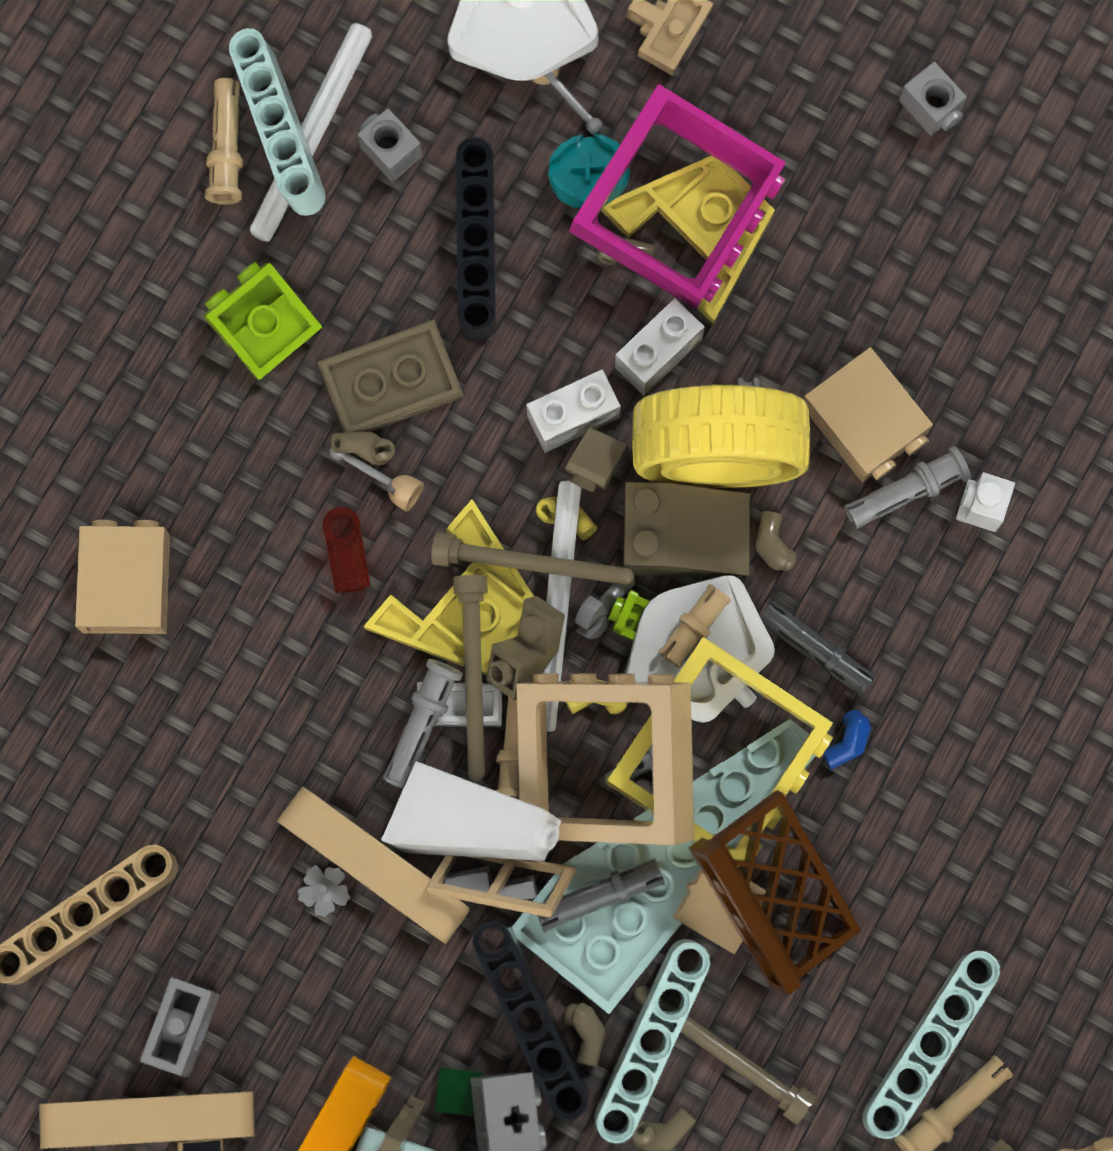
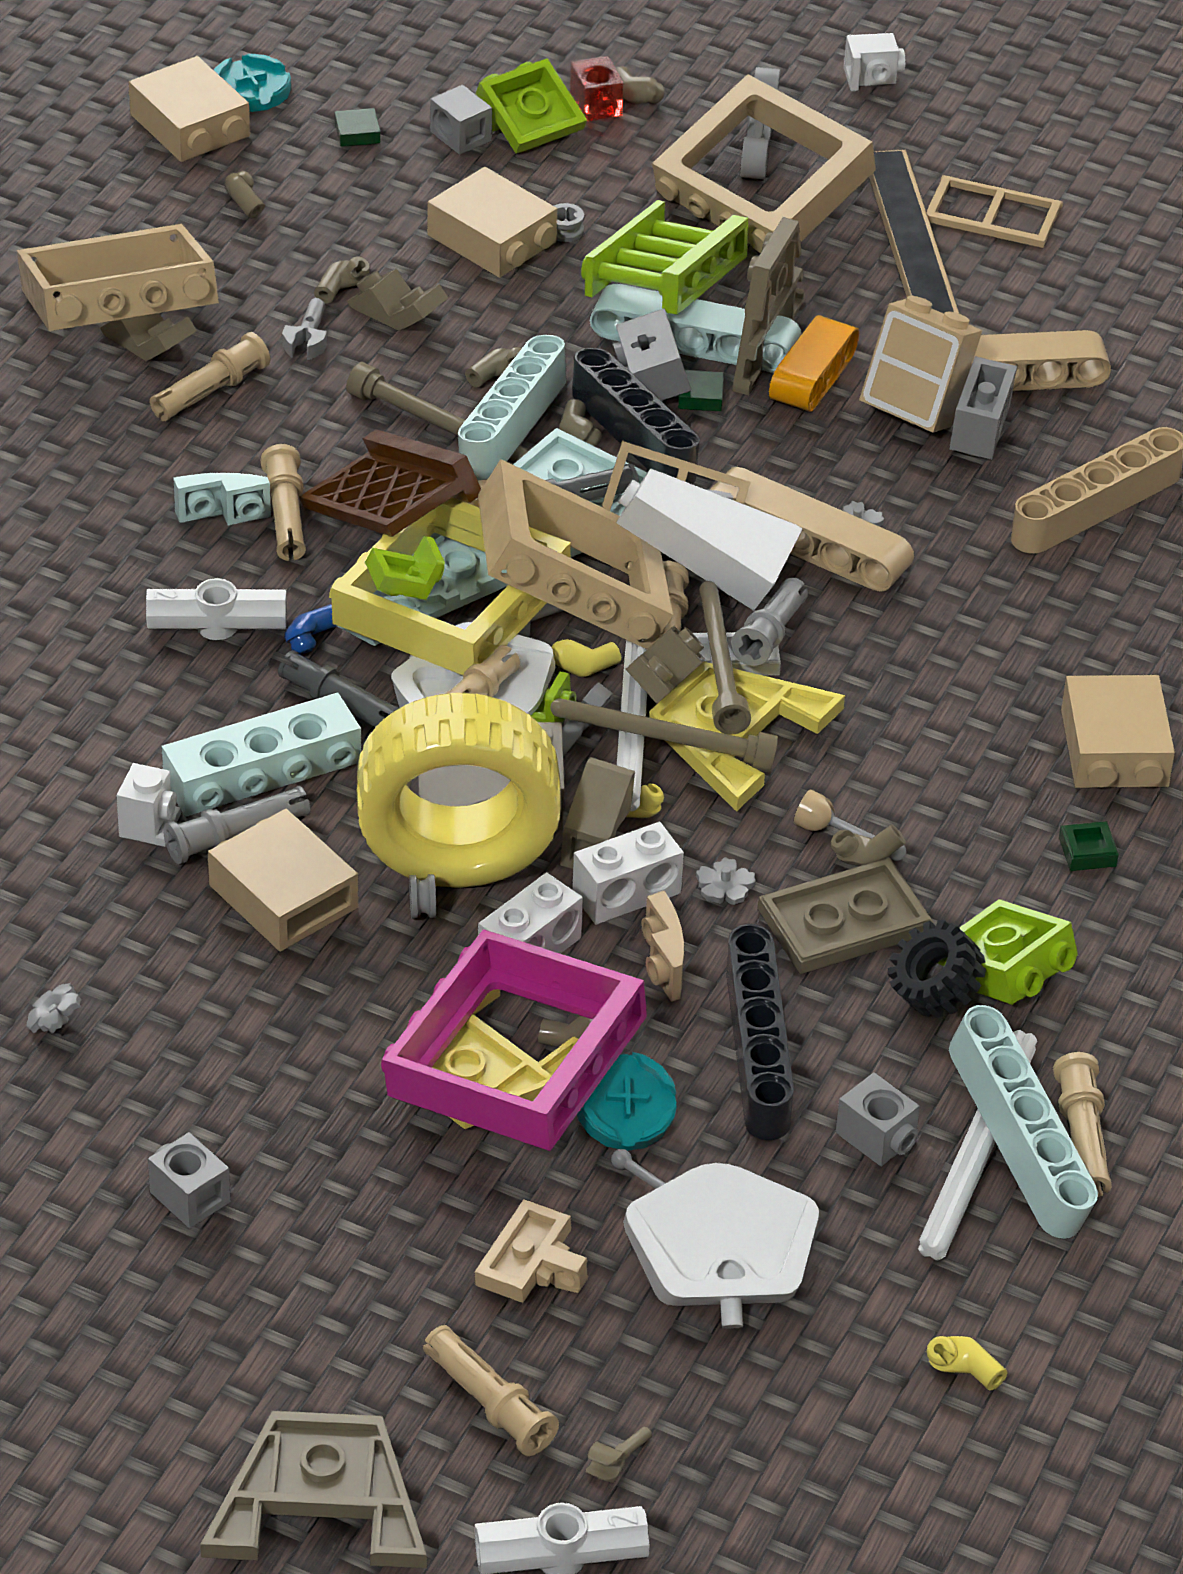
camera: 175 degrees right, 35 degrees down
(170, 455) = (1088, 846): none -> dark green tile
(236, 1070) = (920, 363): none -> tan brick
(307, 294) = (951, 982): none -> black tyre
(346, 554) = (875, 760): clear red piece -> none
(488, 422) = (725, 882): none -> light grey plant
(545, 324) = (666, 944): none -> tan slope
(765, 721) = (407, 574): none -> lime bracket
(832, 600) = (262, 754): none -> light aqua brick
(876, 935) = (286, 485): none -> tan pin
(924, 917) = (212, 494): none -> light aqua slope
(946, 1029) = (232, 413): light aqua beam -> none
(962, 756) = (216, 609): none -> white piece
(1050, 282) = (53, 1008): none -> light grey plant

